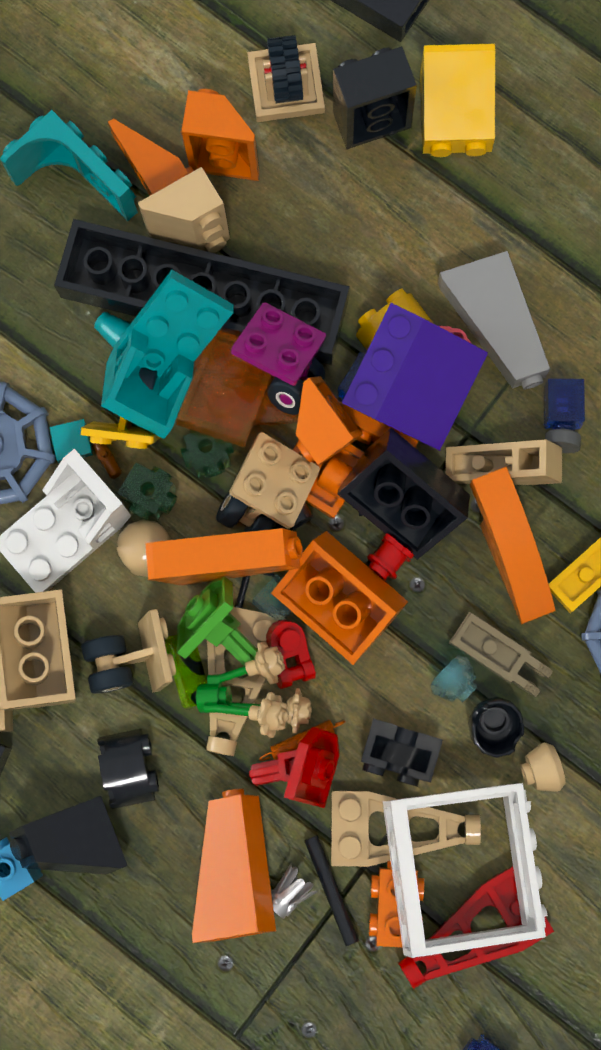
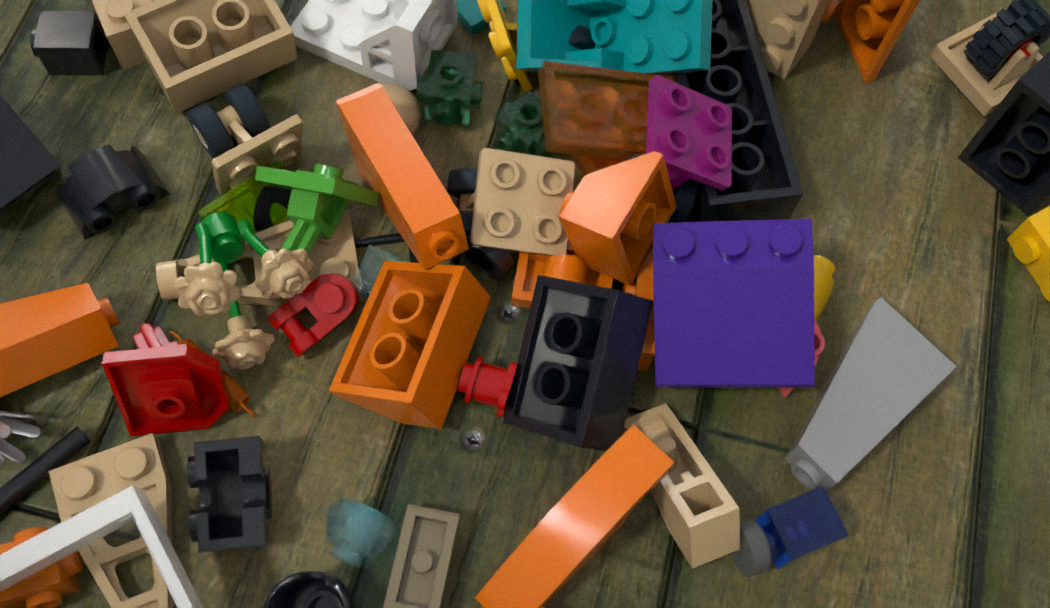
camera: 55 degrees right, 15 degrees down
(107, 460) = (476, 41): dark orange helmet -> none

